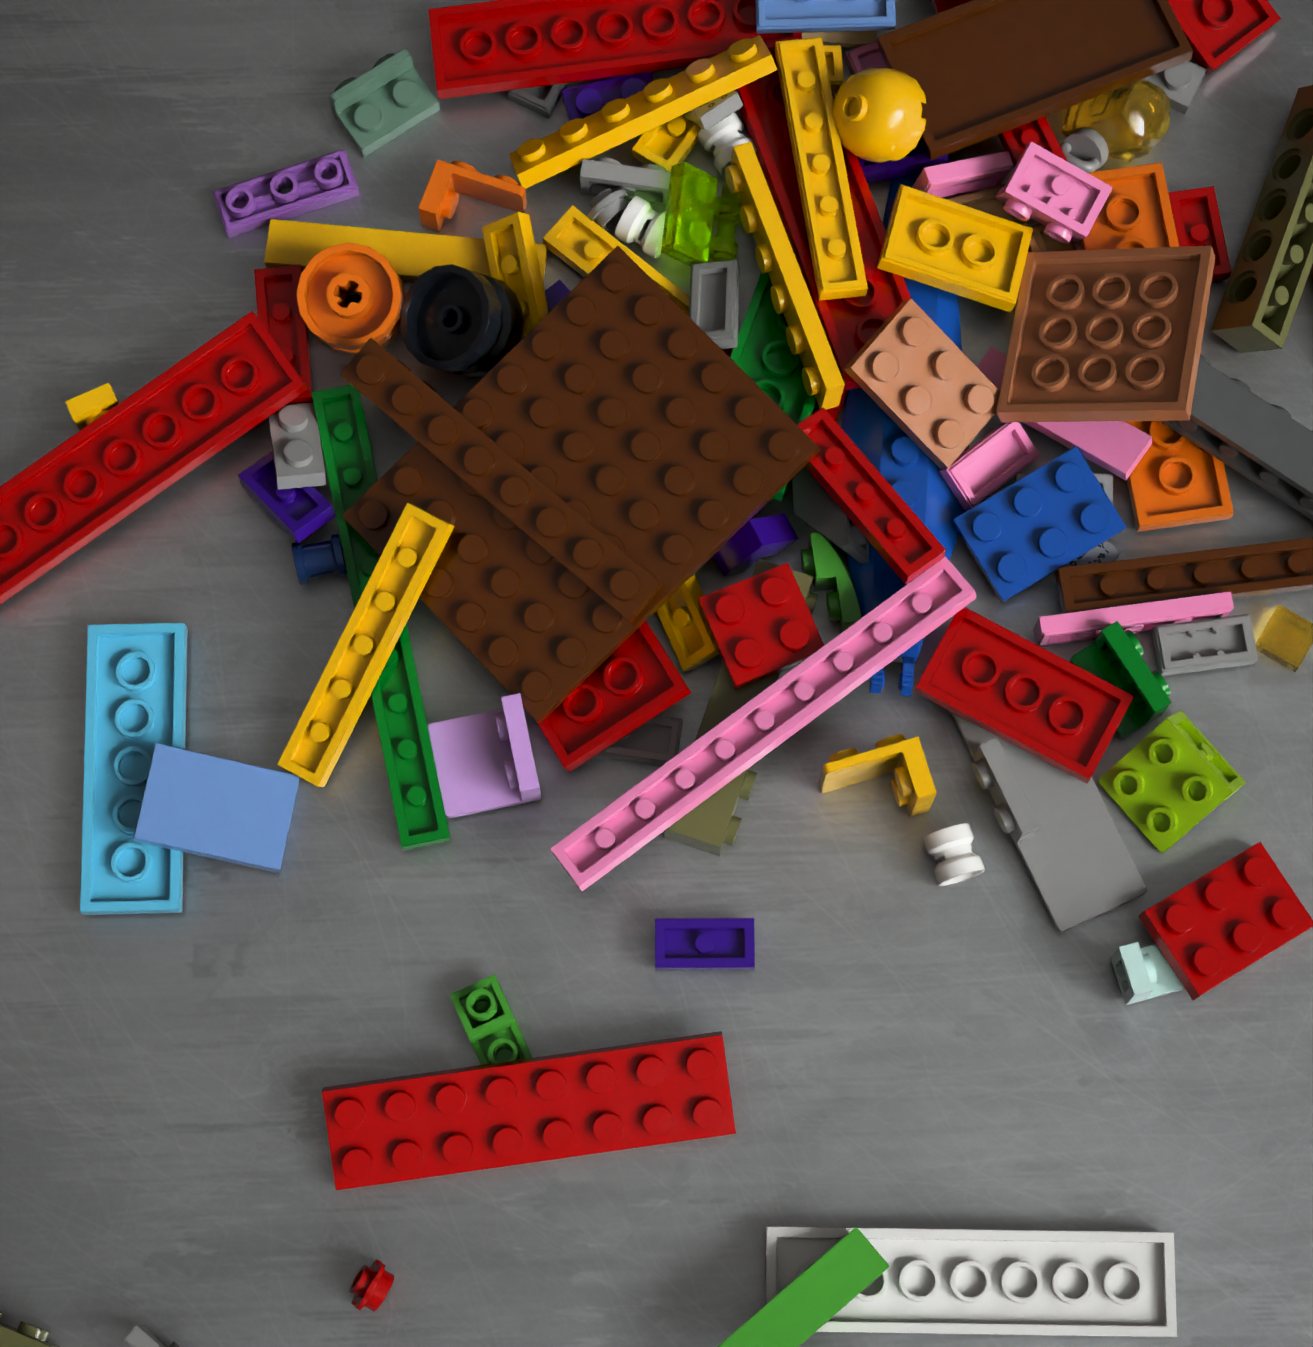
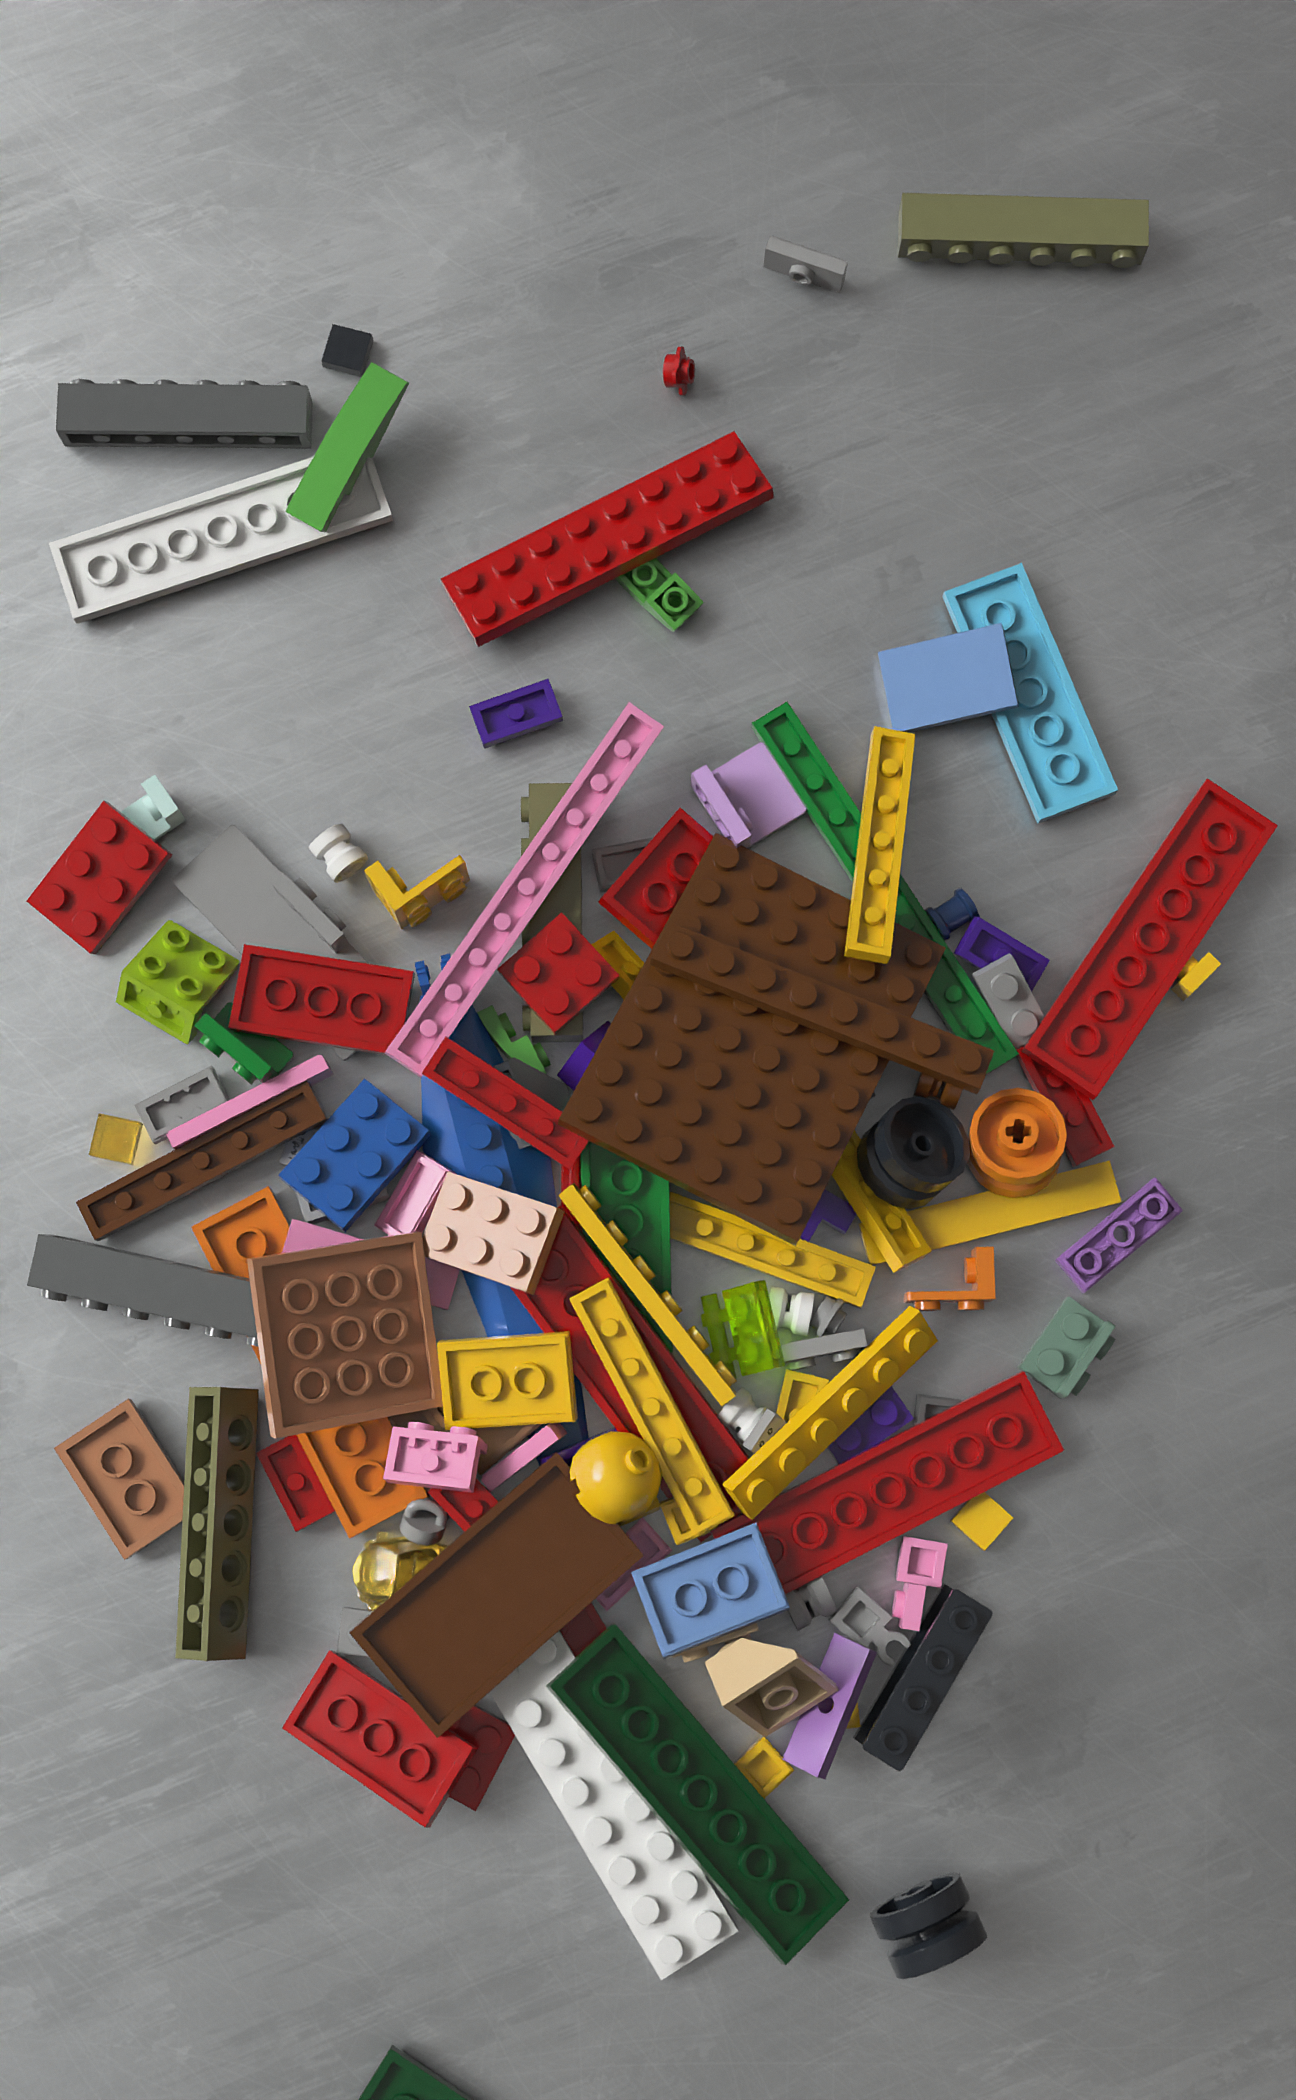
camera: 160 degrees right, 5 degrees up
(716, 300) = (701, 1250): light grey tile -> none

